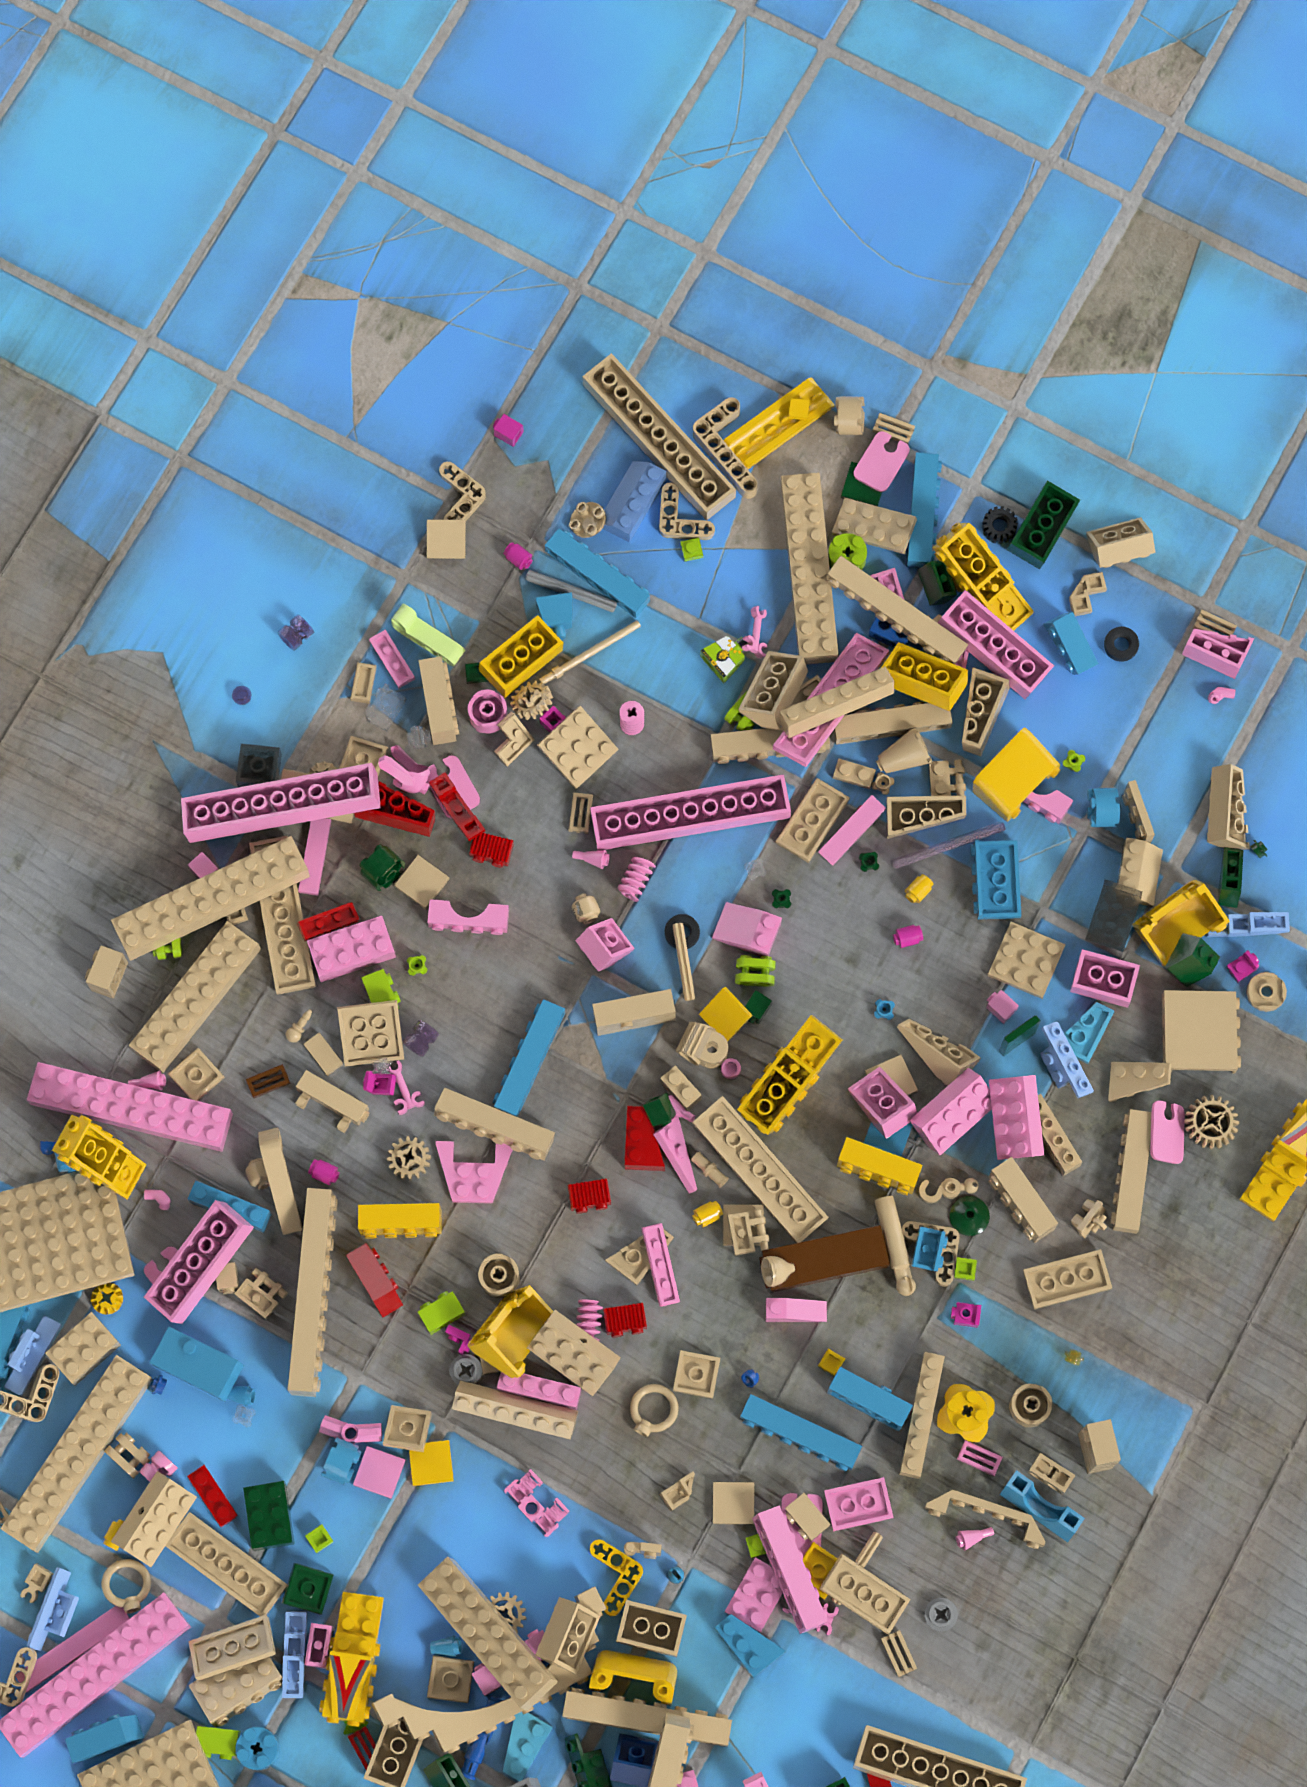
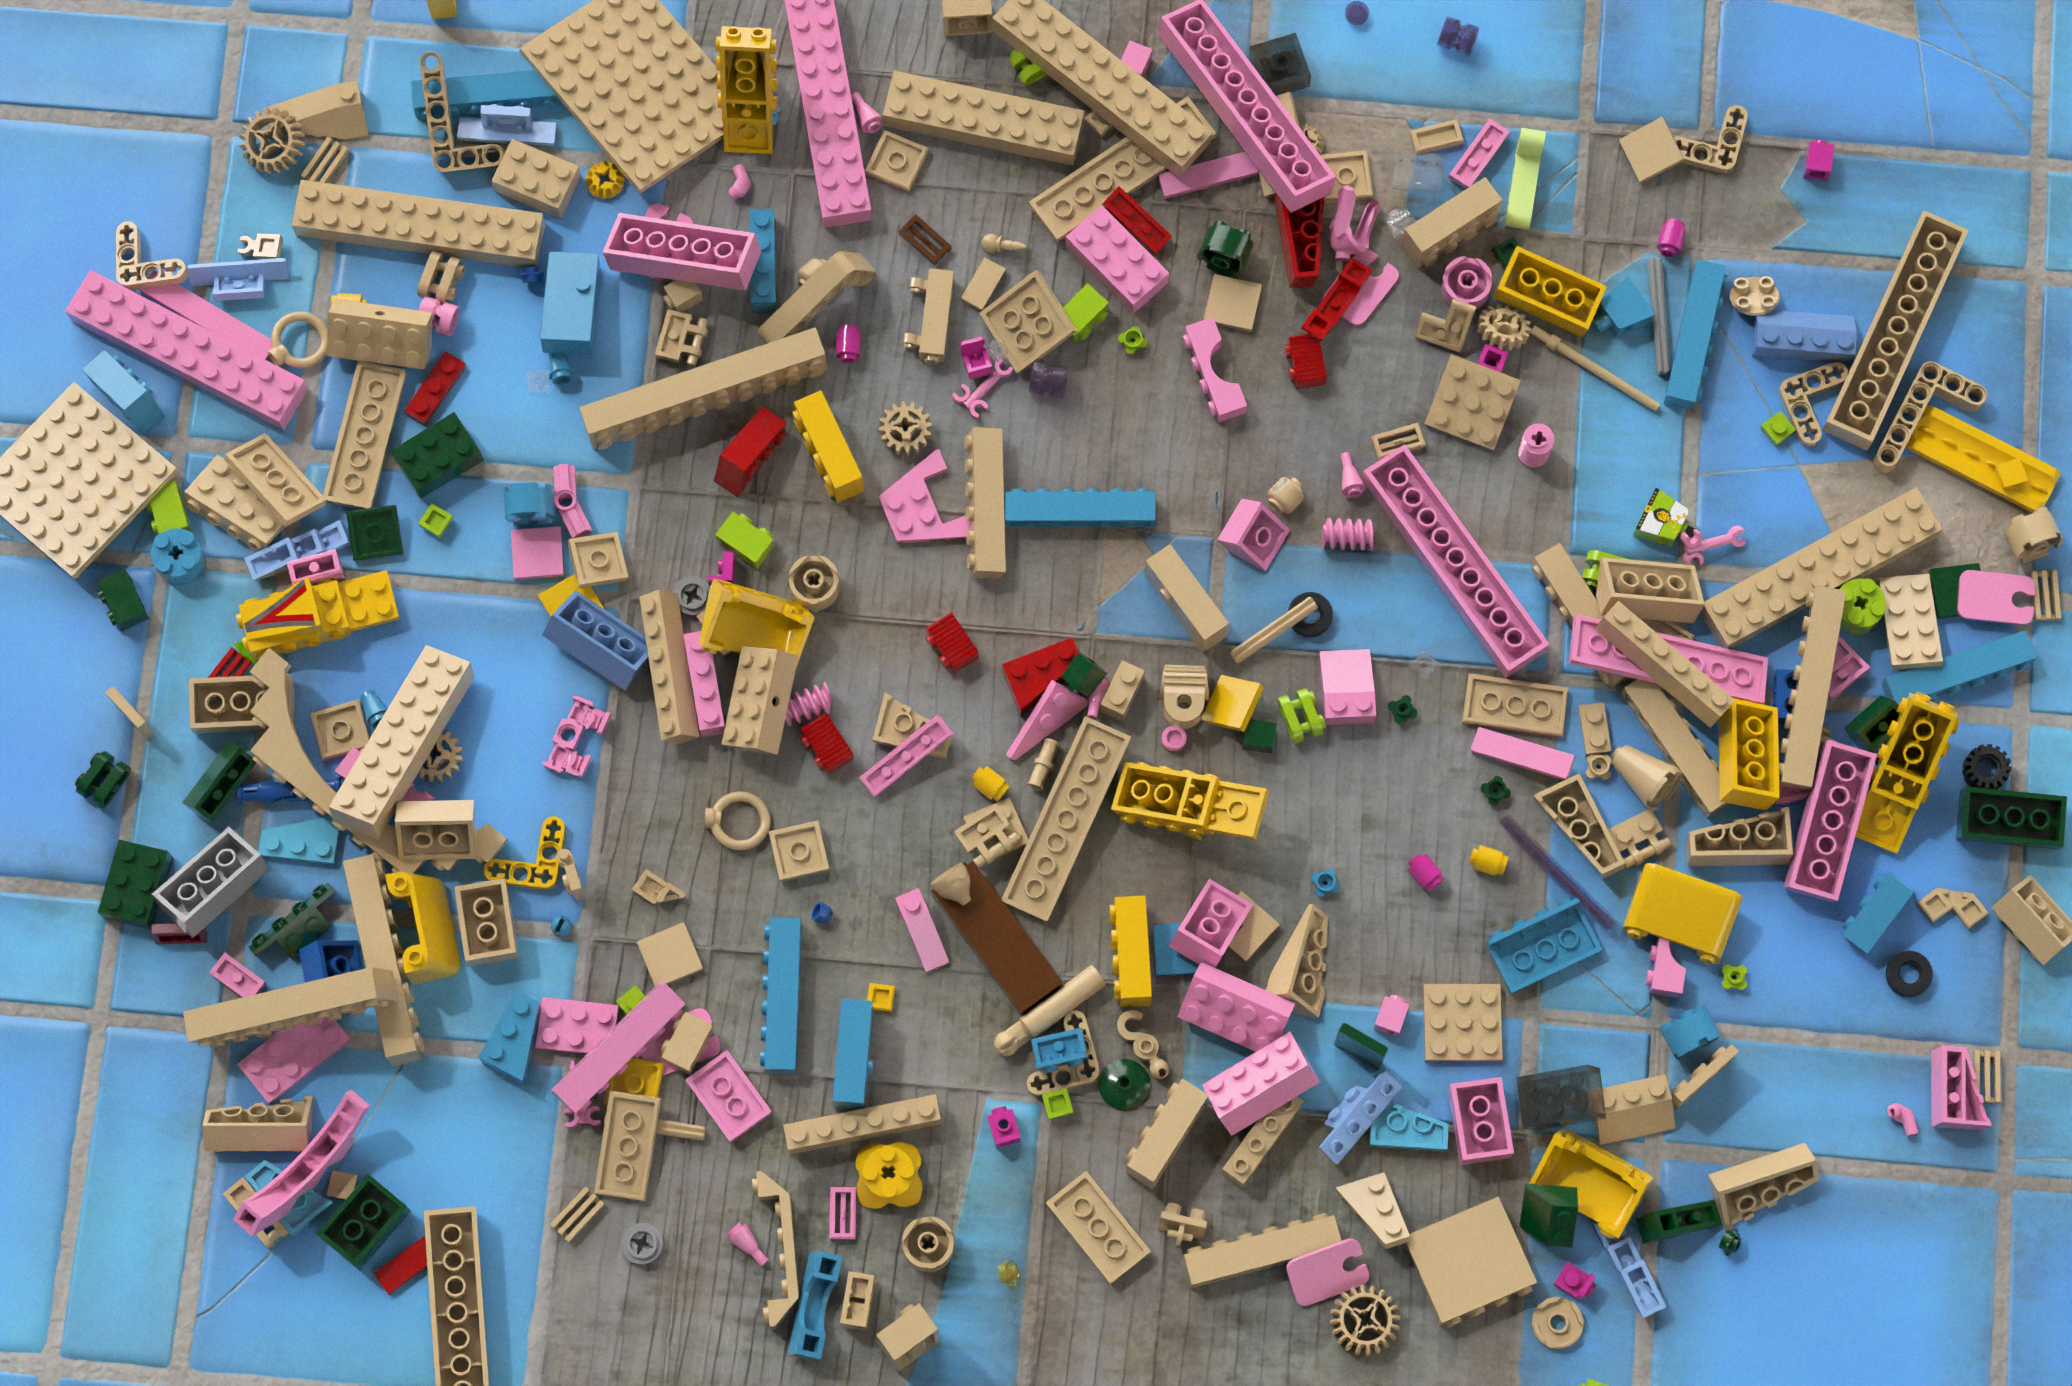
camera: 65 degrees right, 0 degrees up
(470, 1453) = (598, 640): none -> medium blue slope

